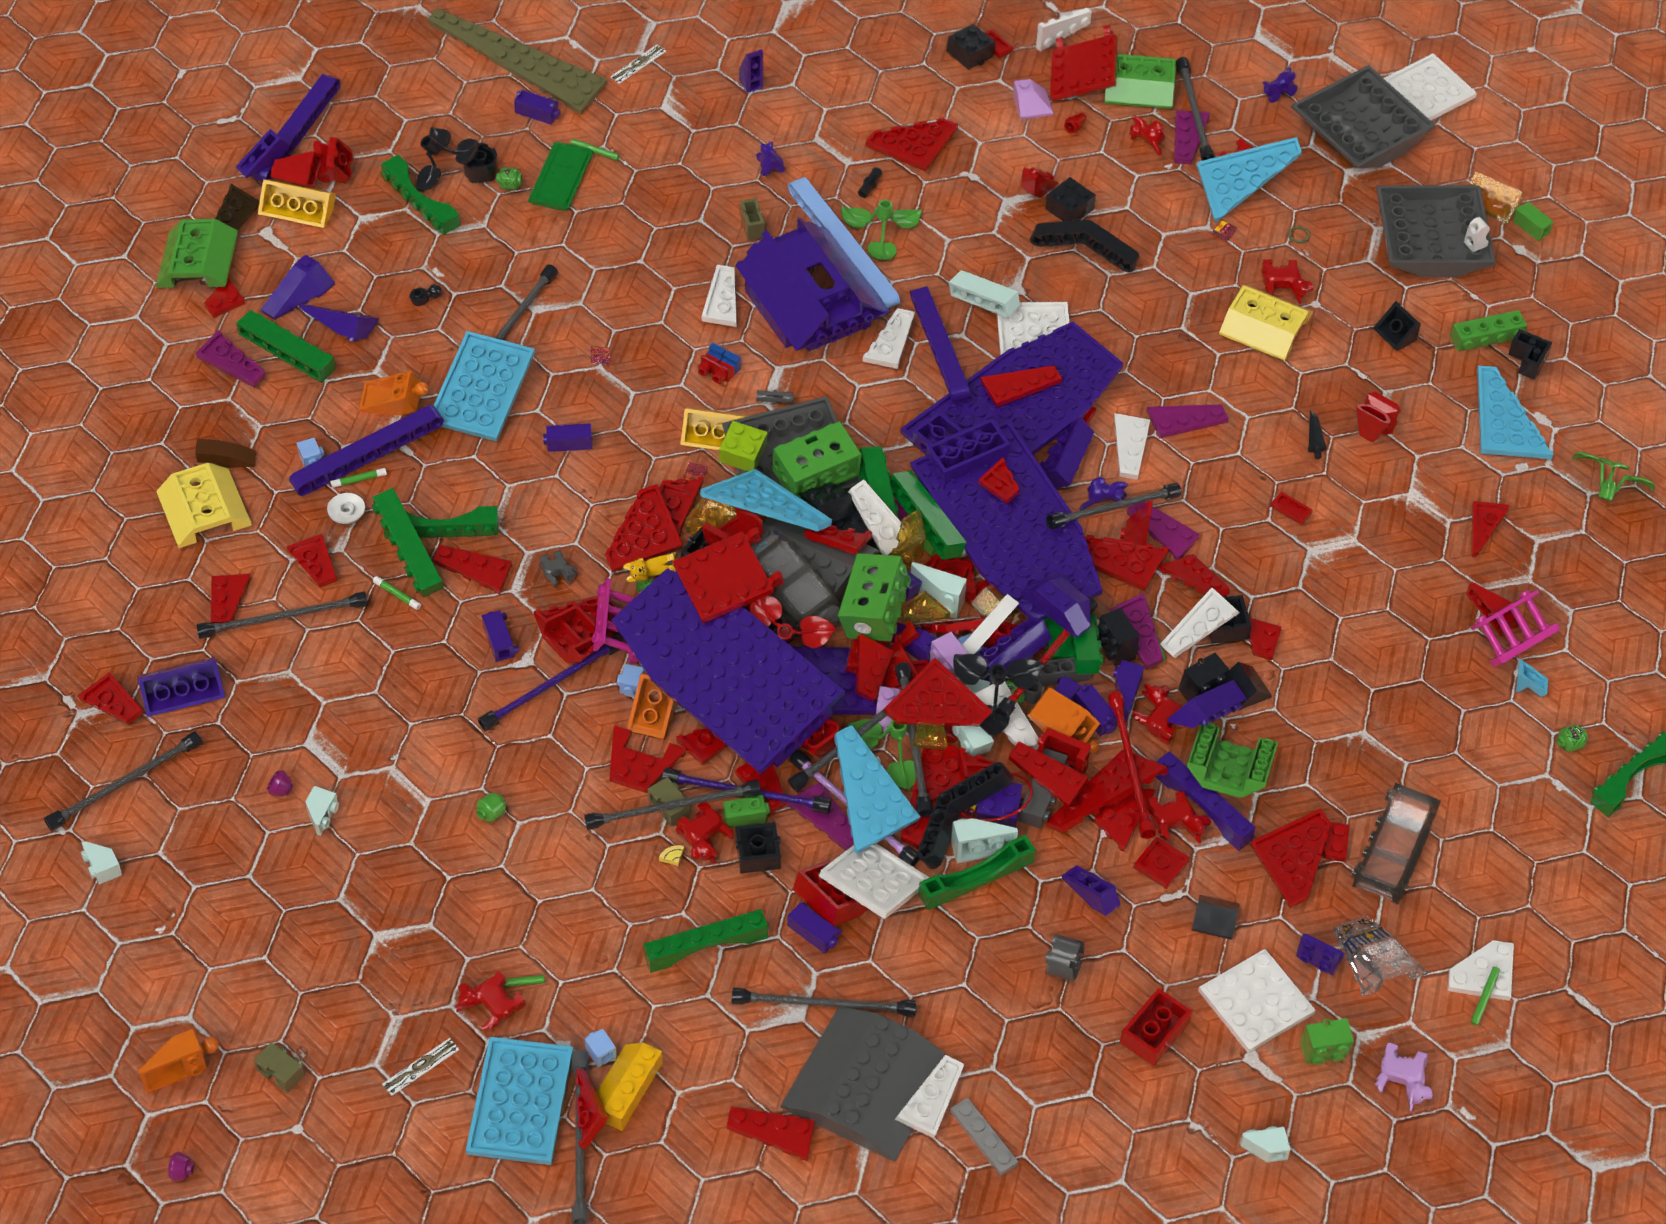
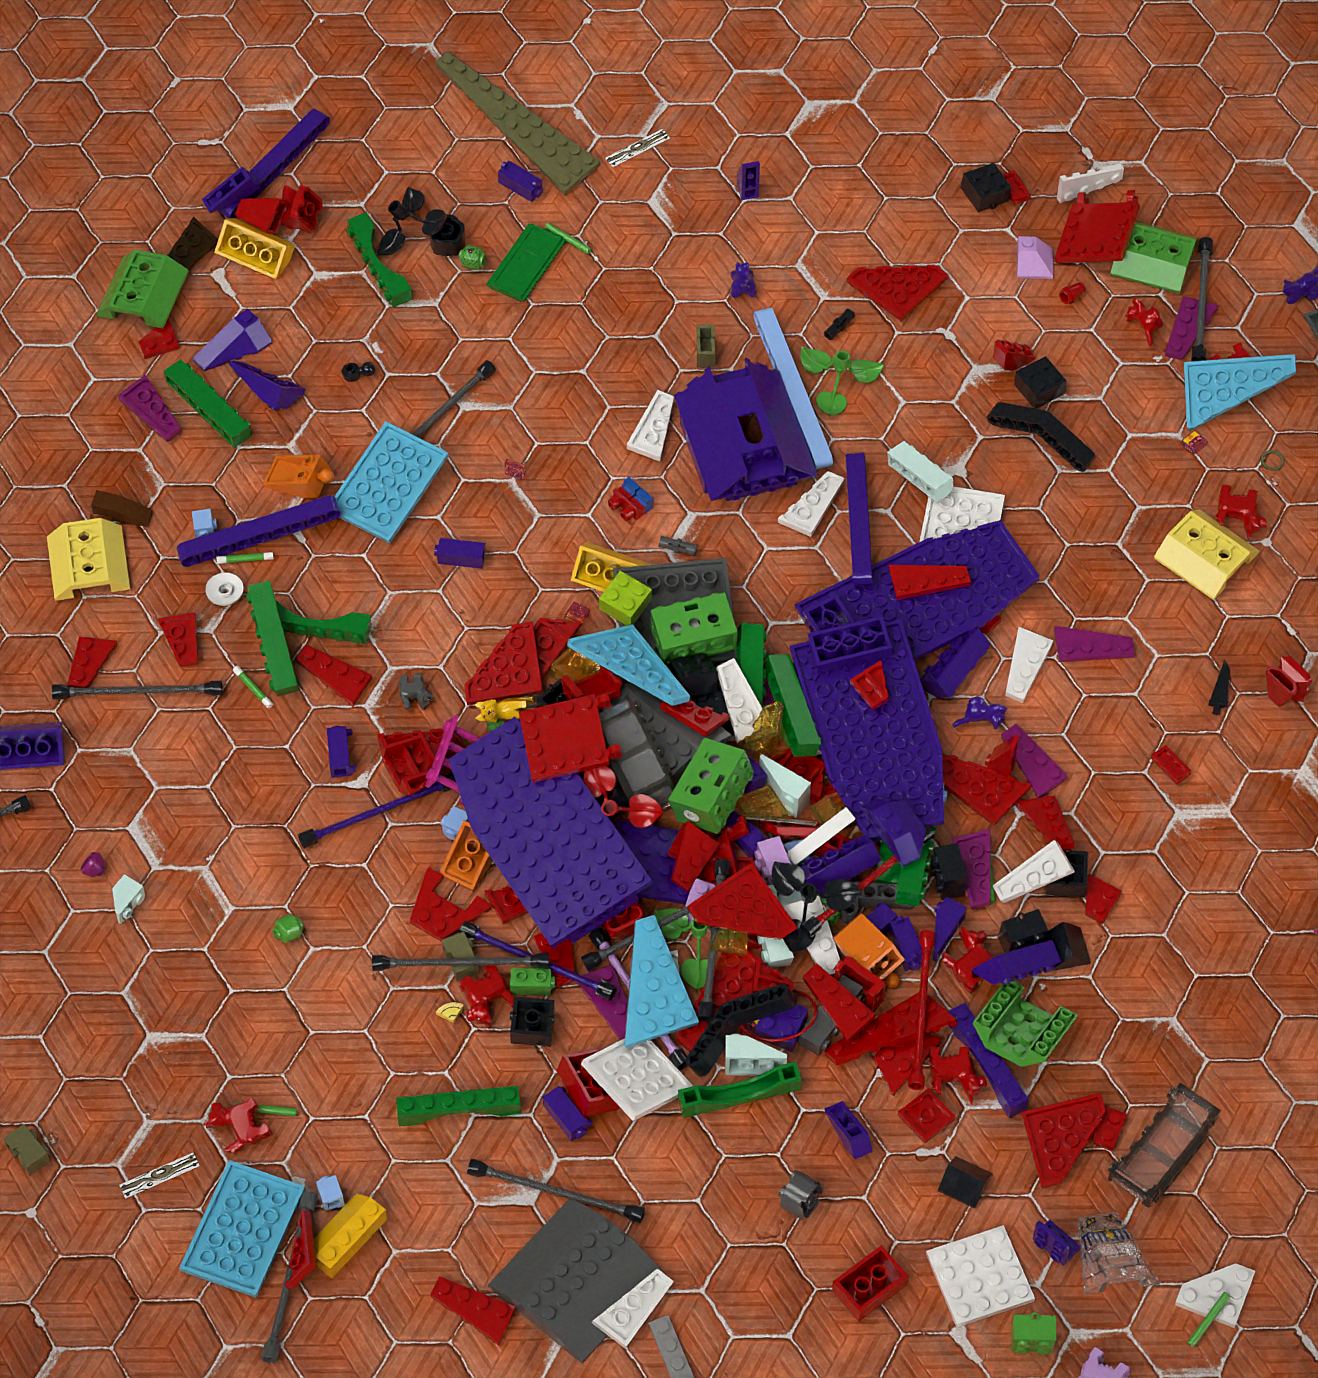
camera: 15 degrees right, 5 degrees up
(1059, 519) = (919, 737): dark grey hose -> none

